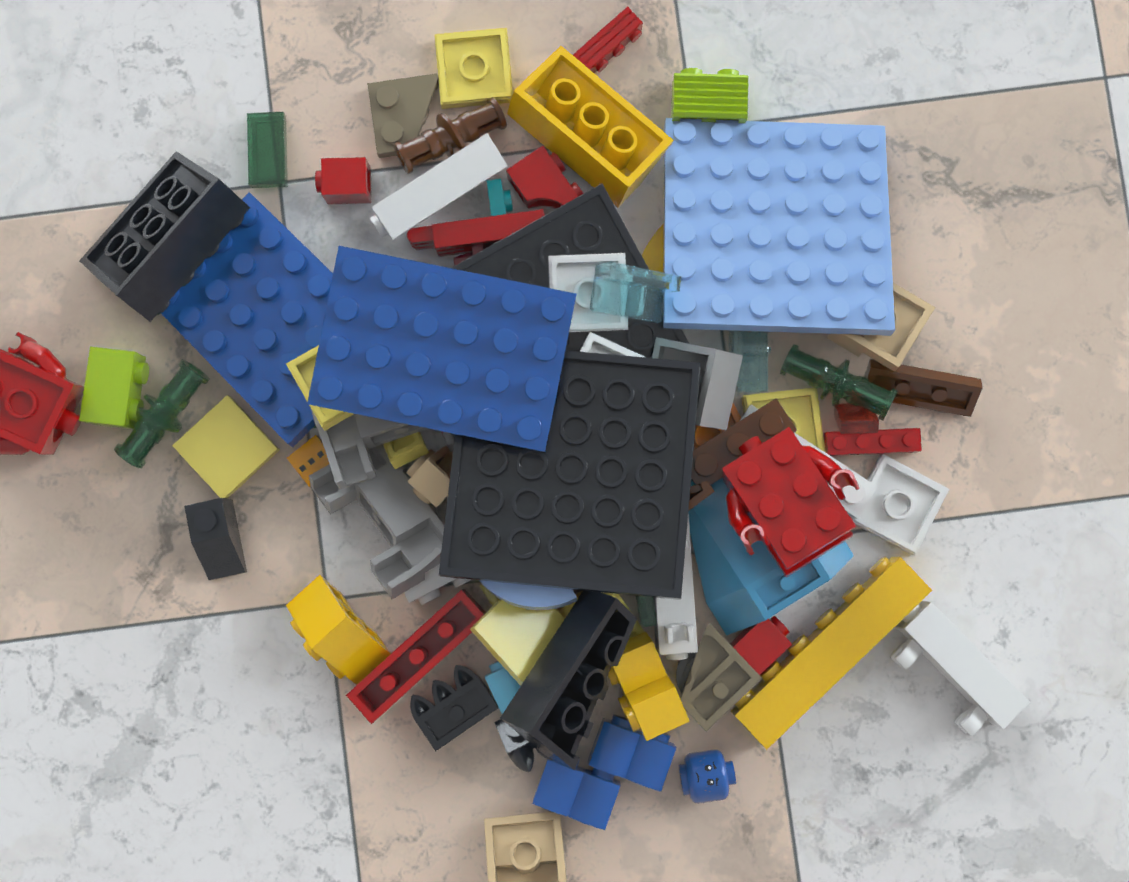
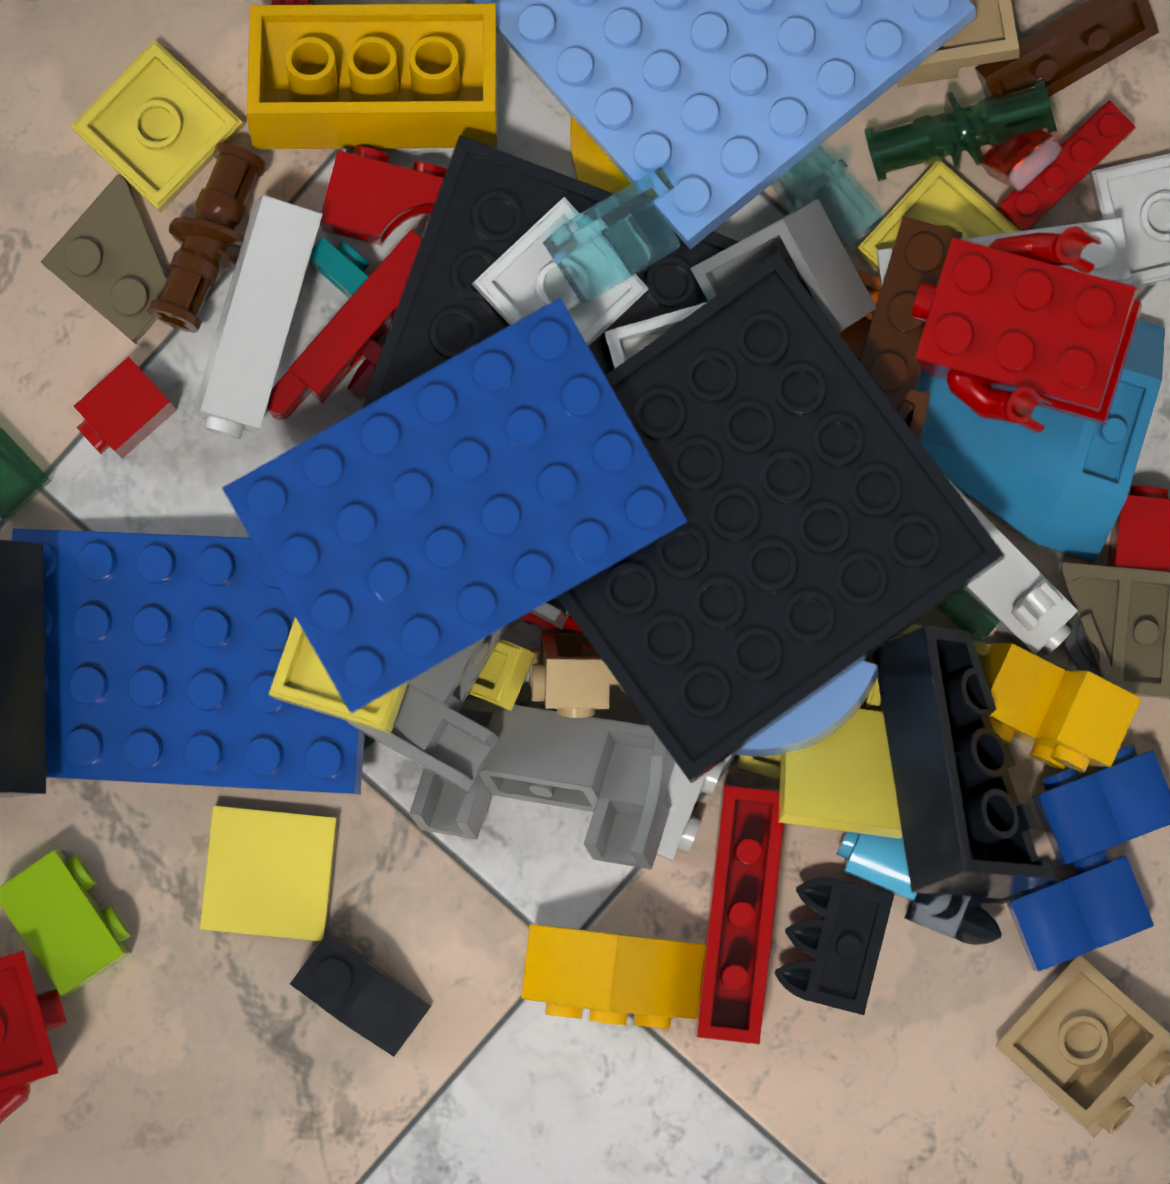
camera: 40 degrees left, 0 degrees up
(162, 414) = (154, 900): clear green piece -> none
(309, 458) = (389, 794): light orange tile -> none

